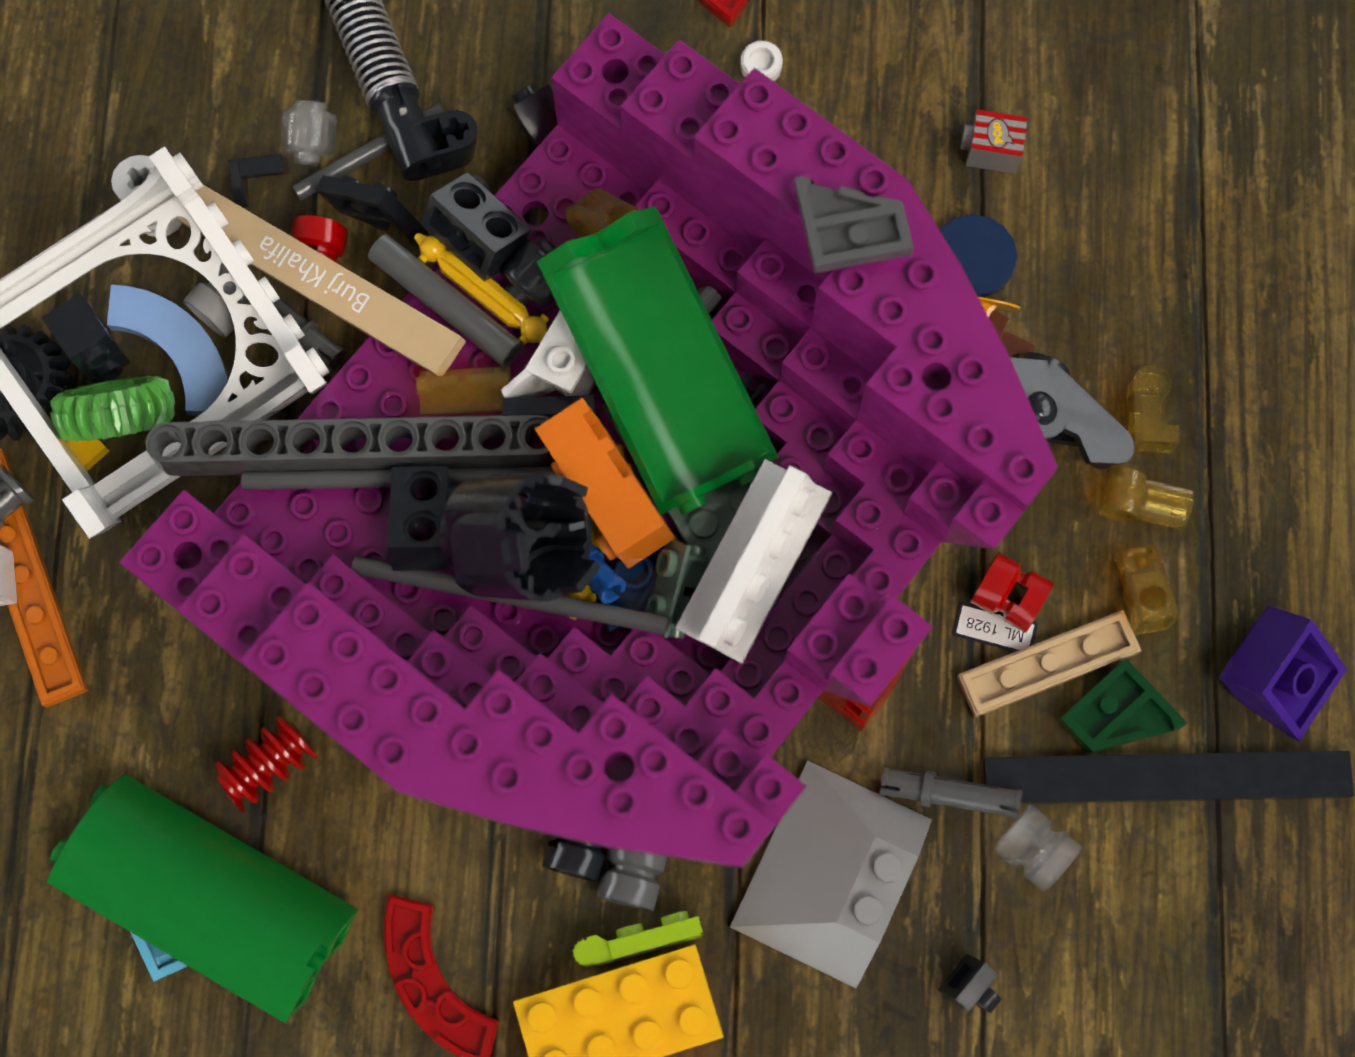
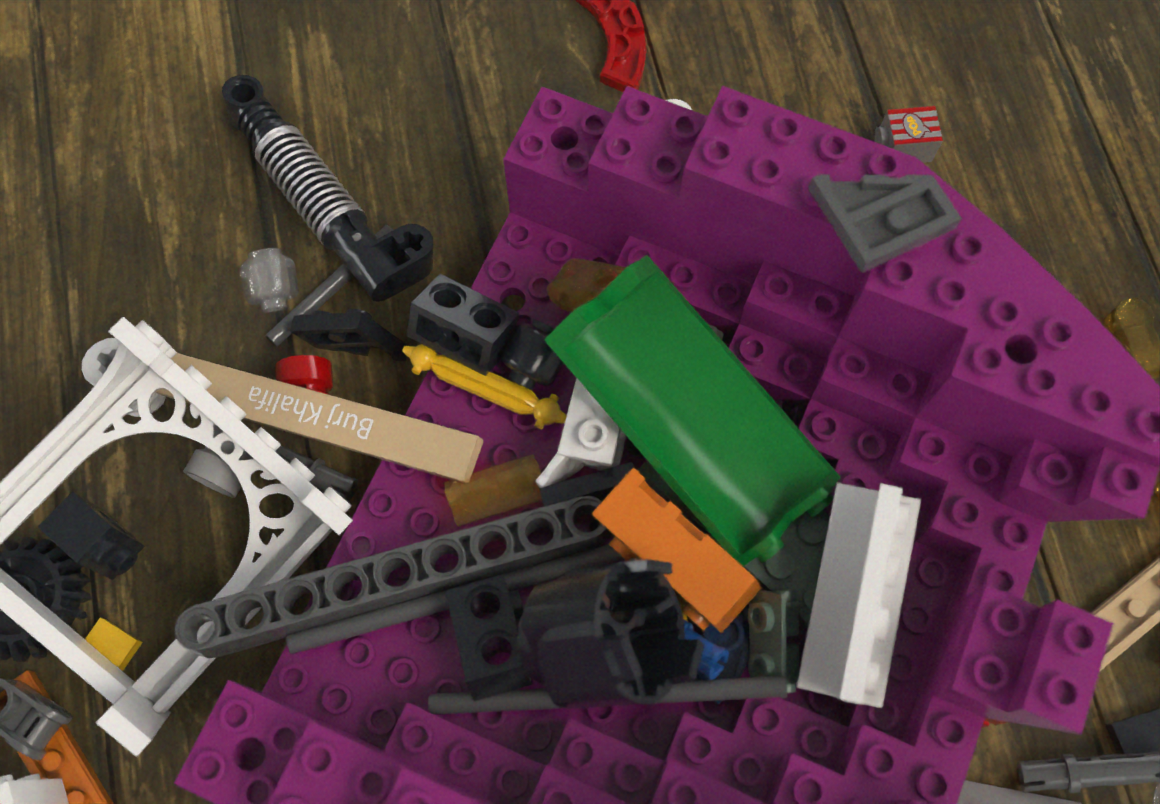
camera: 15 degrees left, 5 degrees down
(112, 408) = (133, 602): bright green gear -> none
(178, 335) = (187, 507): light blue tile -> none
(253, 167) = (223, 326): black tile -> none
(445, 300) = (450, 405): dark grey piece -> none
(535, 112) = (483, 210): black bracket -> none
(991, 629) = (1068, 586): white sticker -> none
(997, 585) = (1090, 551): red wheel -> none

